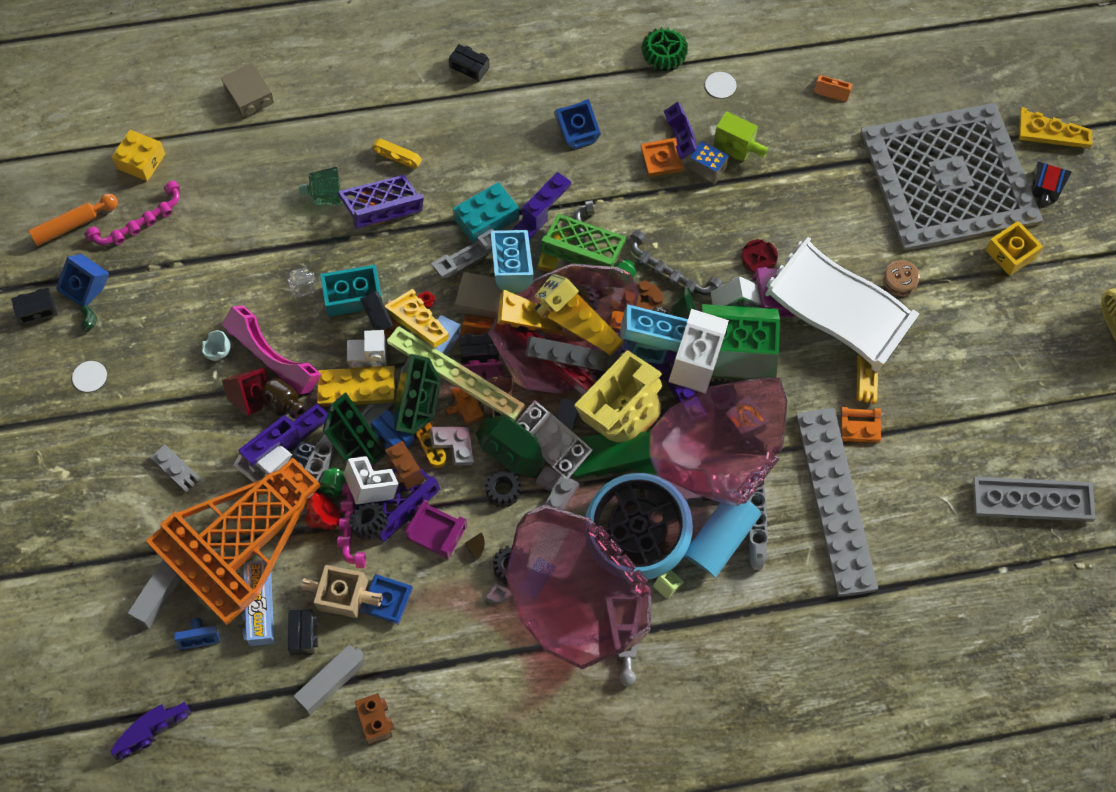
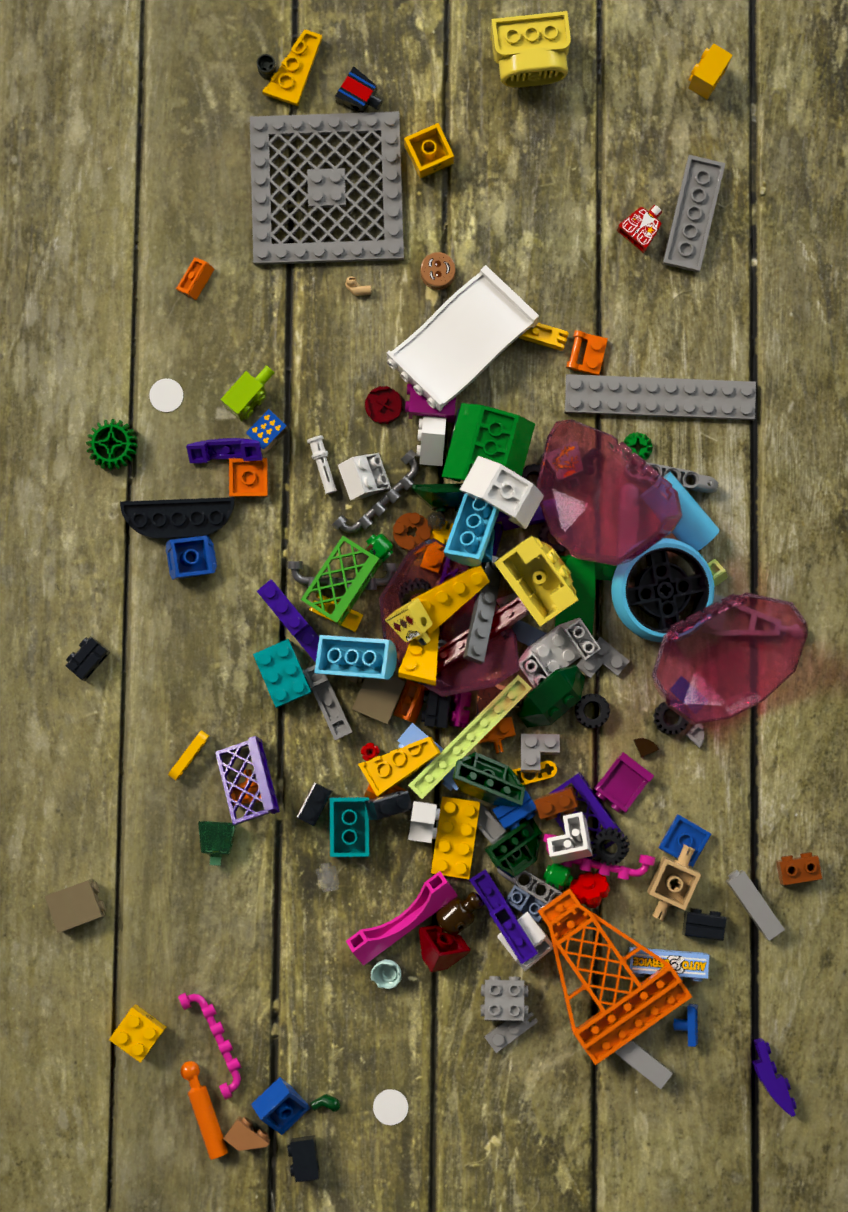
camera: 75 degrees left, 20 degrees up
(52, 255) = (245, 1136): none -> medium nougat slope
(203, 453) = (504, 999): none -> light grey brick
(364, 256) = (314, 804): none -> black brick
(612, 110) = (178, 517): none -> black plate
(687, 249) = (364, 476): none -> white slope
(697, 210) = (320, 455): none -> white pin
(774, 493) = (643, 441): none -> green gear
(863, 214) = (355, 288): none -> tan arm
(1003, 451) = (641, 227): none -> red torso
(1046, 105) = (265, 62): none -> pearl dark grey wheel

